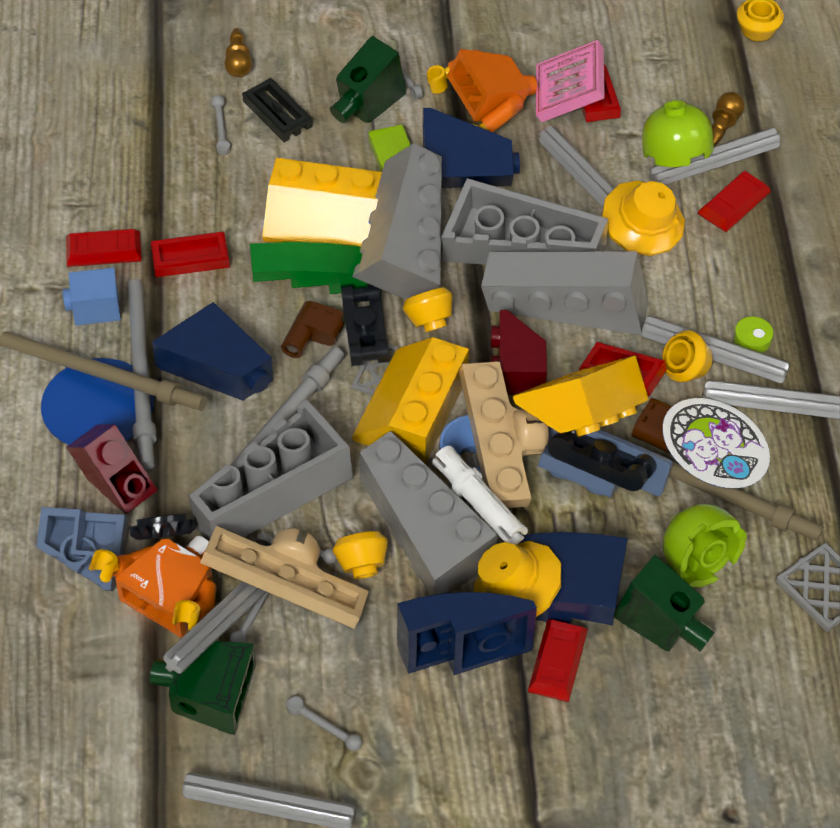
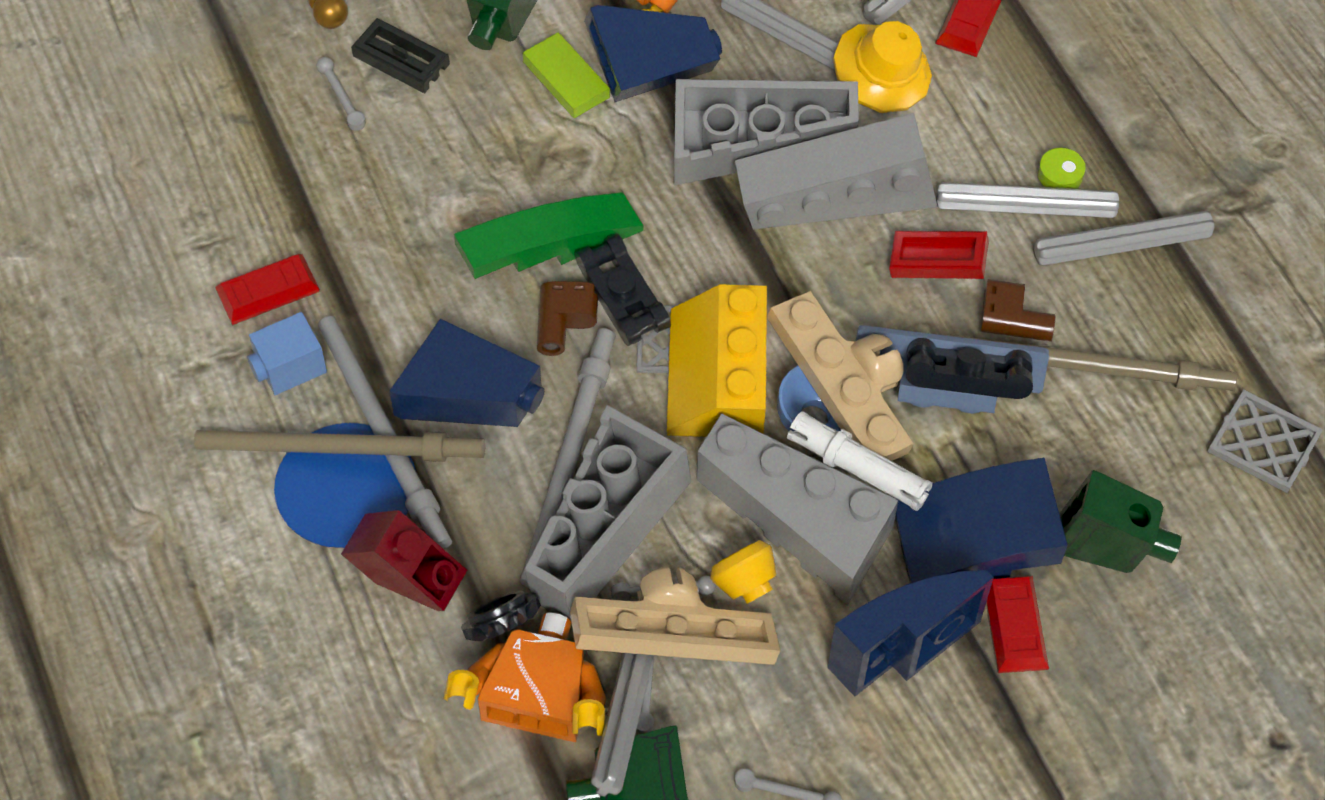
camera: 20 degrees left, 5 degrees up
(76, 535) = (408, 663): sand blue slope -> none
(190, 254) = (376, 265): red tile -> none
(319, 203) = (512, 159): slope -> none
(406, 226) = (628, 156): light grey wedge -> none
(429, 308) = (692, 249): yellow cone -> none
(519, 353) = (818, 268): dark red slope -> none
(530, 572) = (959, 542): yellow hat -> none
(587, 397) = (923, 302): yellow slope -> none
(687, 357) = (1006, 218): yellow cone -> none
(702, 542) = (1118, 432): lime cylinder -> none
(716, 443) = (1079, 311): sticker -> none

